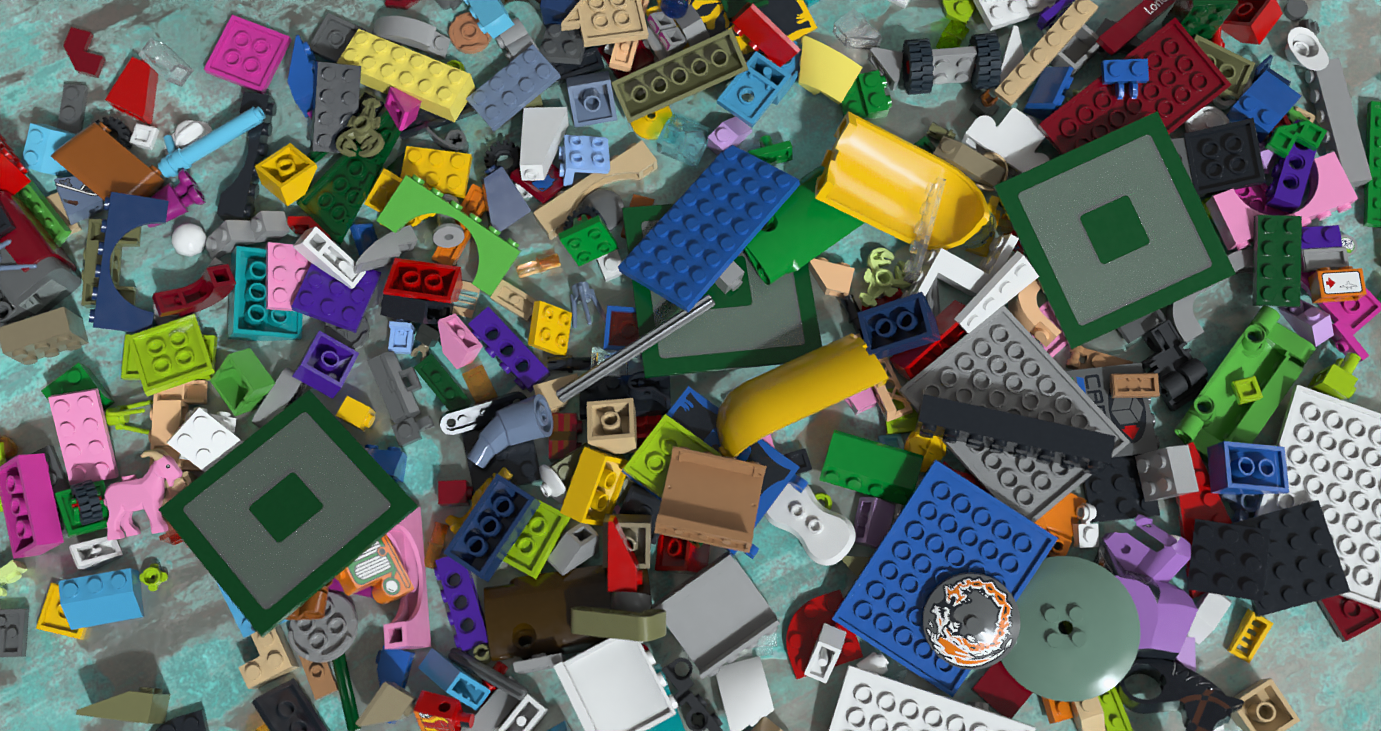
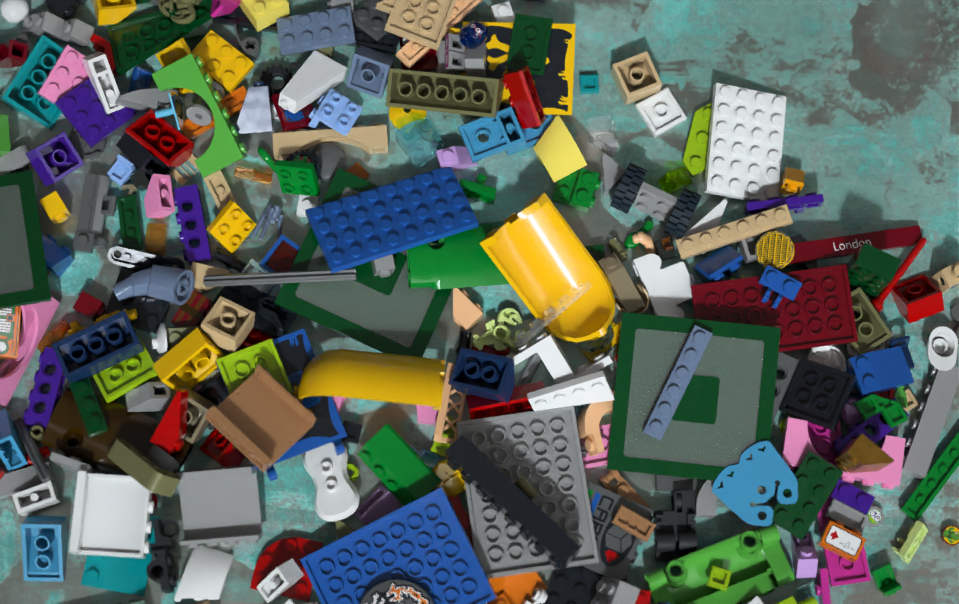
camera: 25 degrees right, 0 degrees up
(418, 246) = (177, 109): none -> shield
(520, 595) = (88, 407): none -> dark green plate
(544, 242) = (267, 158): none -> green piece
(949, 113) = (629, 244): none -> green piece
(963, 108) = (646, 240): none -> light nougat arm
(1006, 407) = (526, 487): none -> olive pin
(1091, 223) = (677, 382): none -> sand blue plate
(1098, 43) = (775, 250): none -> tile
(1213, 274) = (748, 476): none -> dark azure piece
(1315, 186) = (862, 456): none -> pearl gold slope

